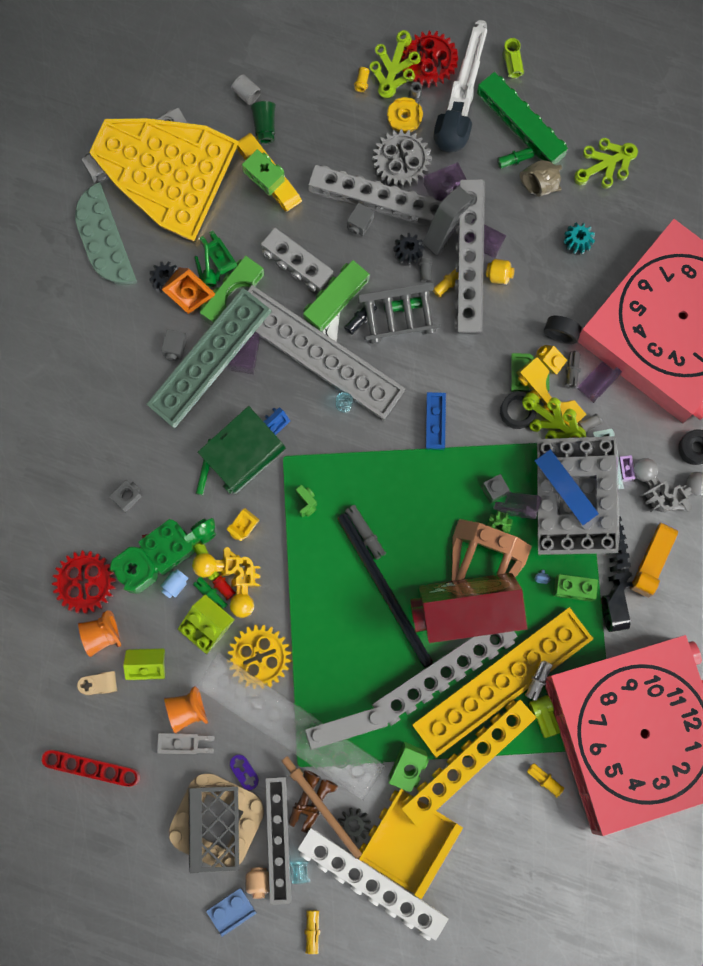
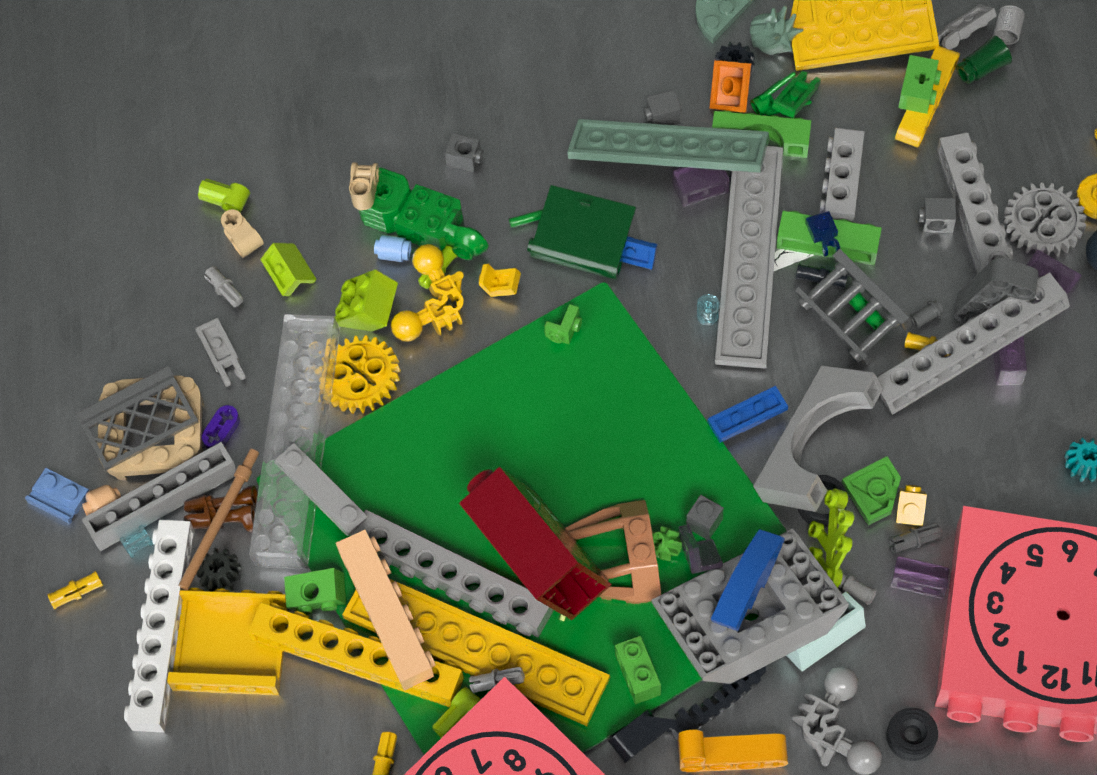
camera: 70 degrees right, 15 degrees down
(62, 677) = (228, 197): none -> lime piece
(81, 768) = (145, 284): red beam -> none
(99, 633) = (295, 203): orange hat -> none
(101, 580) = (326, 174): red gear -> none
(120, 577) = (363, 185): none -> tan piece
(133, 716) = (223, 286): none -> light grey axle
(159, 238) = (773, 32): none -> sand green hair
(185, 710) = (255, 327): orange hat -> none
(205, 589) = (403, 289): green pin -> none
(224, 588) = (418, 298): red pin -> none
(229, 115) = (965, 25): none -> light grey hinge
(333, 297) = (823, 230): none -> clear blue plate
(369, 538) = (561, 415): dark grey pin -> none
(385, 590) = (520, 449): black axle -> none
(410, 243) = (930, 280): black gear -> none
(452, 362) = (829, 394): none -> light grey arch
(456, 728) = (385, 610): none -> light nougat brick
(499, 271) = (980, 392): yellow head -> none
(534, 376) = (872, 488): yellow arch -> none
(542, 577) = (629, 629): medium blue rock -> none
(562, 329) = (953, 493): black tyre -> none
(627, 468) = (830, 660): lavender piece -> none

